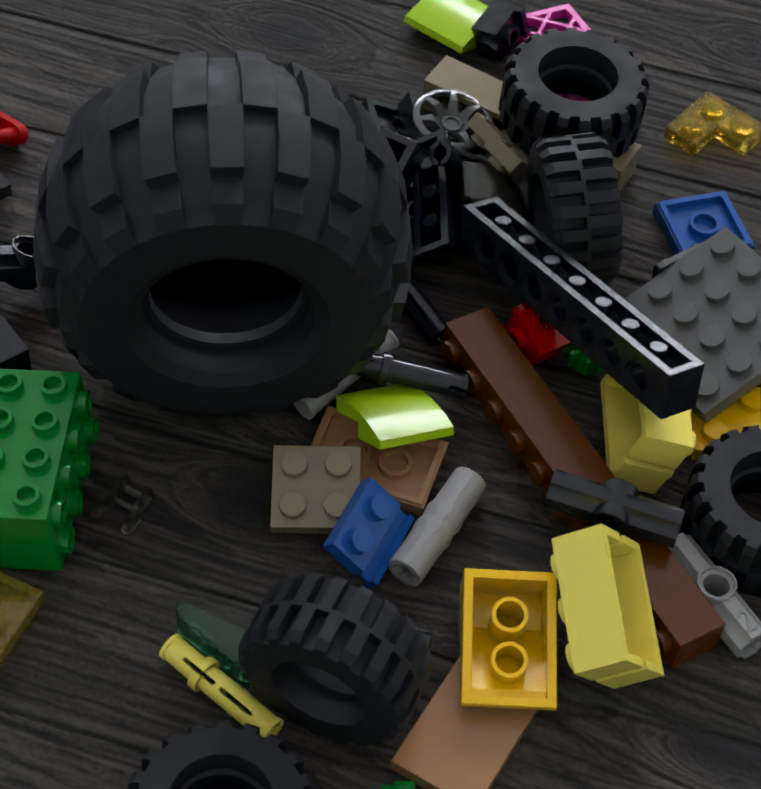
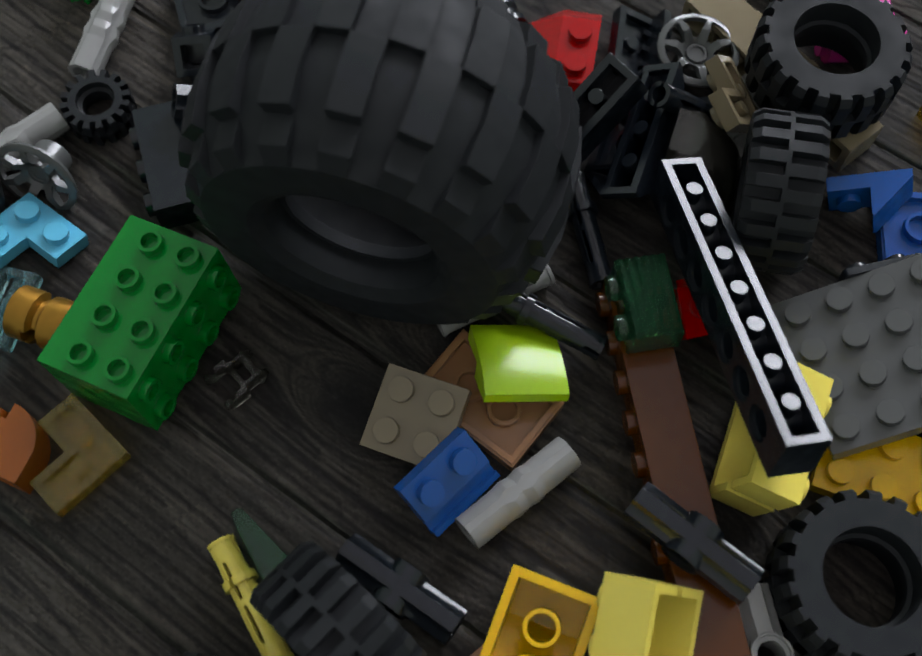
camera: 25 degrees right, 15 degrees up
(493, 330) = (645, 304): none -> clear green brick
(656, 199) = (879, 190): none -> blue slope

